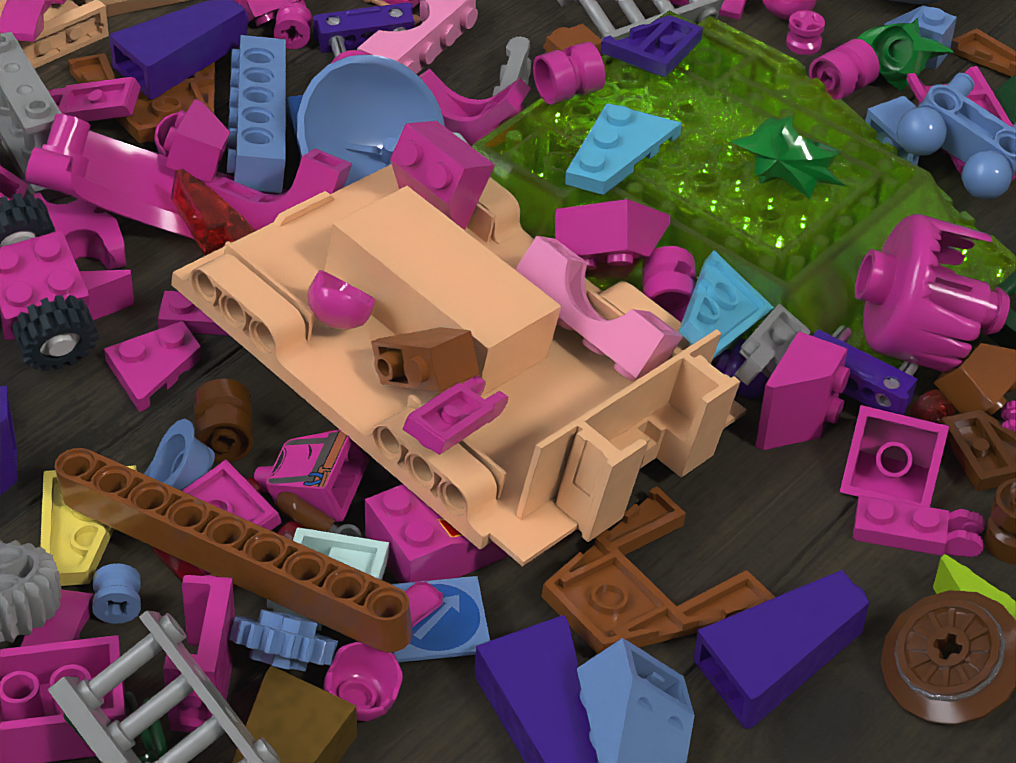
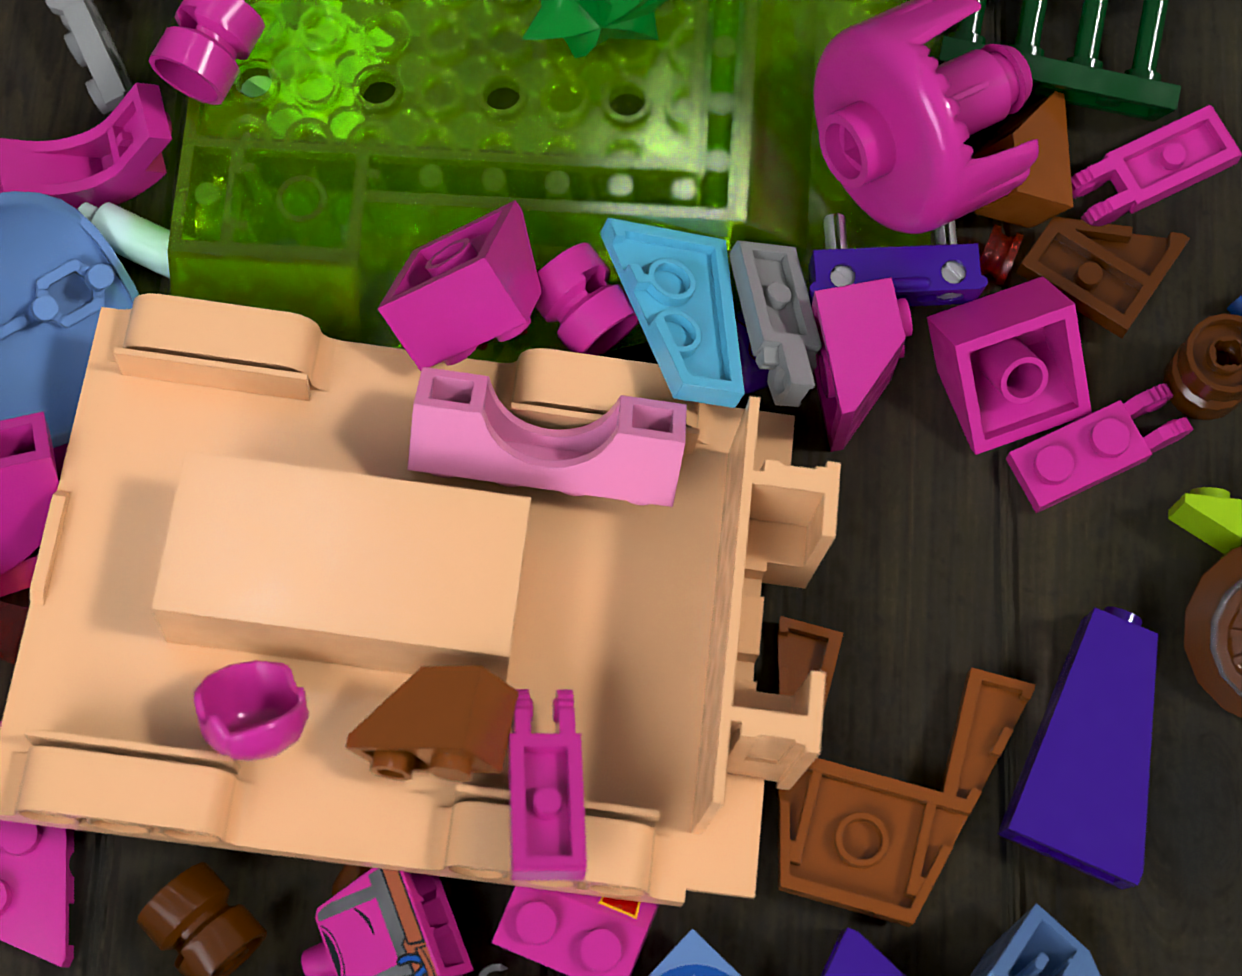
camera: 30 degrees left, 30 degrees up
(441, 169) = (194, 366): dark pink slope -> none
(615, 145) = (359, 123): medium azure wing -> none

